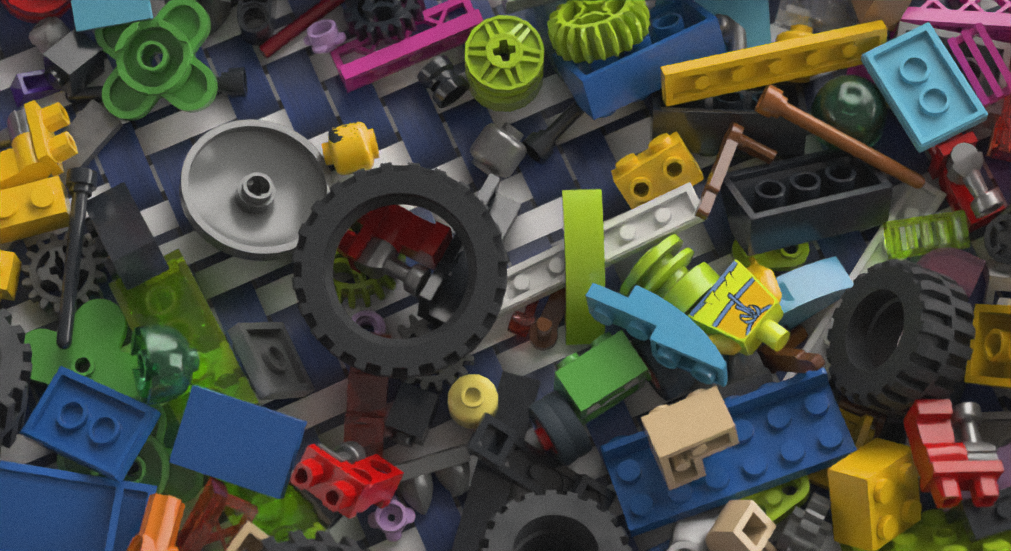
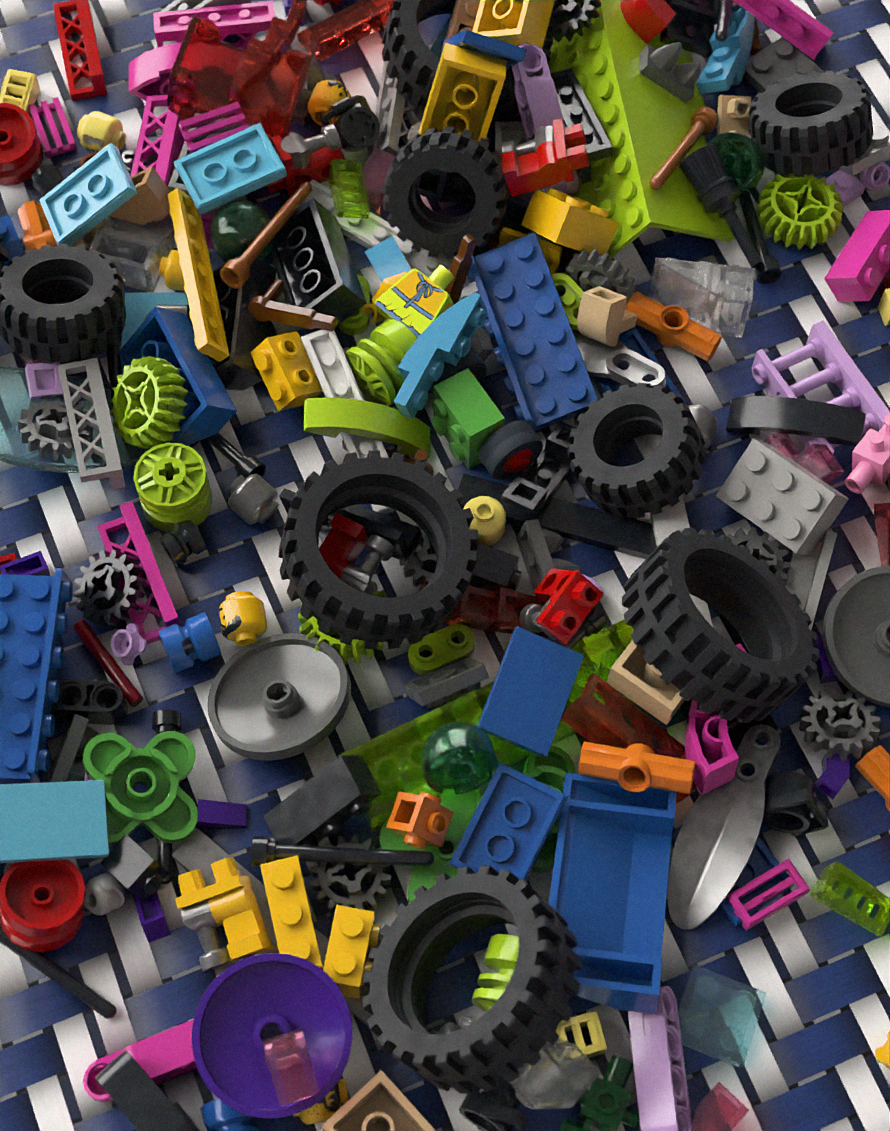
camera: 90 degrees left, 10 degrees down
(101, 331) = (427, 821): none -> orange brick
(136, 144) = (221, 815): none -> dark purple piece
(318, 364) = (442, 648): none -> lime plate
(320, 92) = (201, 637): none -> blue wheel
(687, 433) = (530, 343): tan brick -> none

